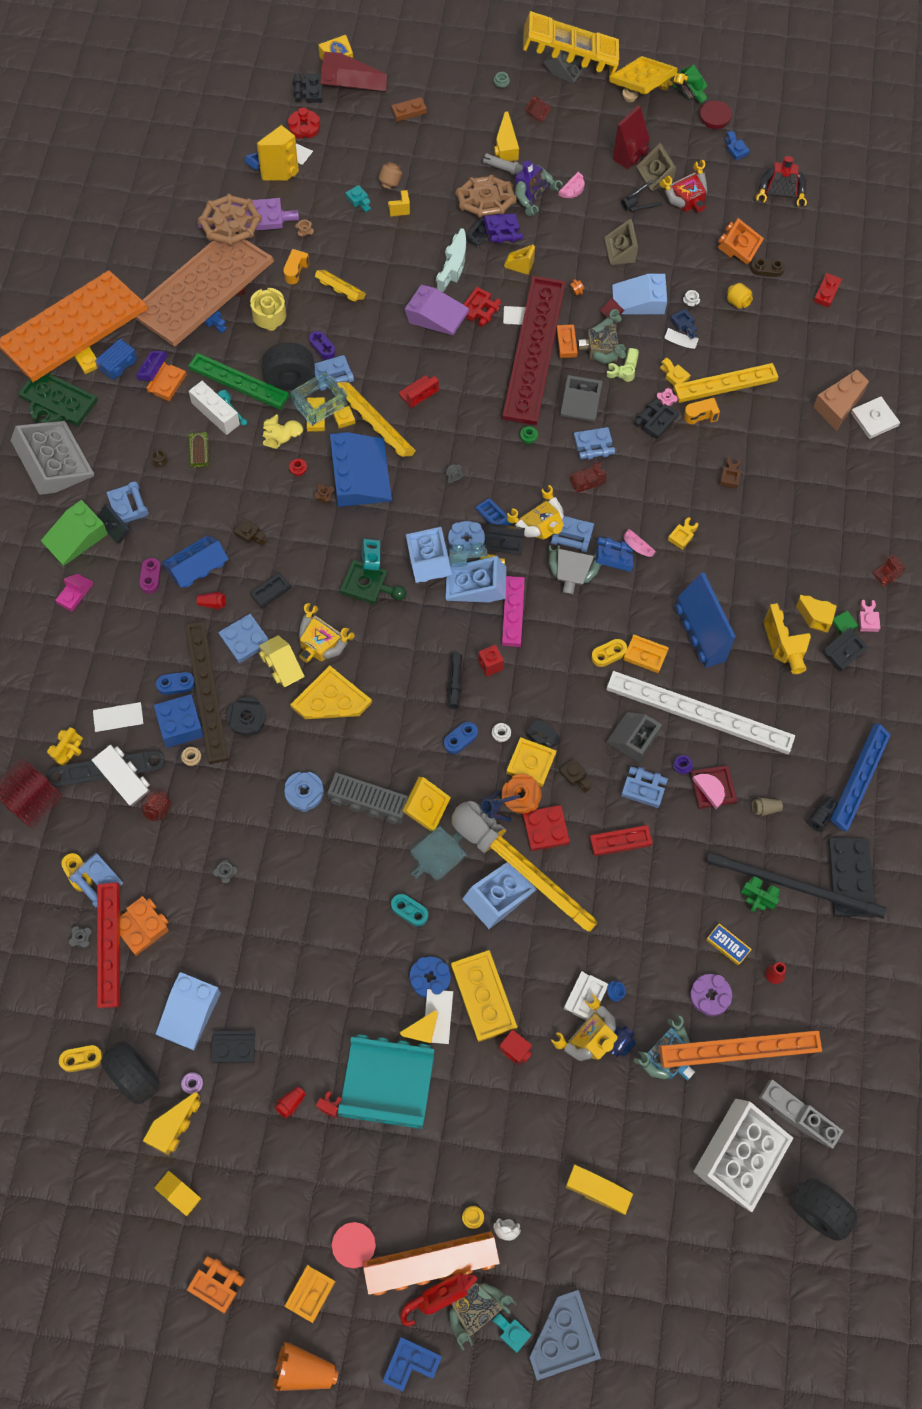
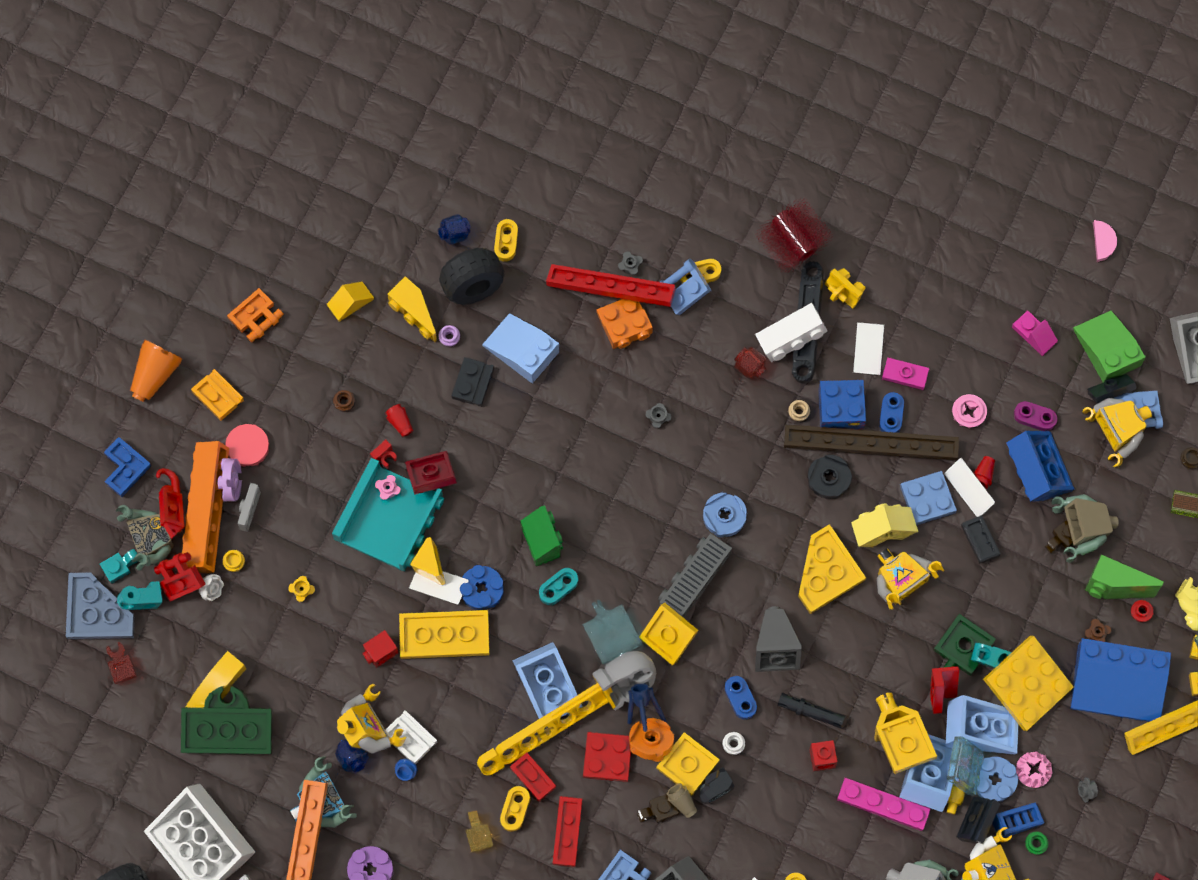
camera: 110 degrees right, 5 degrees up
(80, 1111) = (454, 229): none -> clear blue head
(135, 681) = (905, 373): none -> dark pink plate
(146, 505) = (1121, 424): none -> yellow torso
(160, 617) = (971, 402): none -> bright pink gear
(228, 607) = (969, 487): none -> white sticker
(235, 514) = (1087, 523): none -> dark tan torso
(276, 1163) = (344, 394): none -> reddish brown plate
(280, 487) = (1119, 581): none -> bright green slope
(335, 1054) = (430, 472): none -> dark red tile
(354, 1090) = (387, 493): none -> bright pink plate
(369, 934) = (541, 537): none -> green slope
(383, 527) = (1028, 683): none -> yellow plate
(403, 1243) = (229, 480): none -> lavender plate
(405, 718) = (777, 643): none -> dark grey slope
(410, 585) = (943, 685): none -> red panel
(417, 1220) = (248, 506): none -> light grey plate
(441, 513) = (1035, 780): none -> bright pink gear
(457, 603) = (902, 735): none -> yellow plate
(486, 1141) = (295, 588): none -> yellow plate
(506, 495) = (1041, 838): none -> green plate
(513, 1256) = (184, 581): none -> red plate
(543, 1299) = (142, 598): none -> teal leg
(563, 757) = (681, 799): none -> dark tan cone
(584, 882) = (533, 777): none -> red plate
(611, 1291) = (121, 666): none -> clear red plate
(616, 888) = (515, 809): none -> yellow plate
(633, 1165) = (226, 726): none -> dark green plate
(649, 911) = (478, 835): none -> clear yellow plate

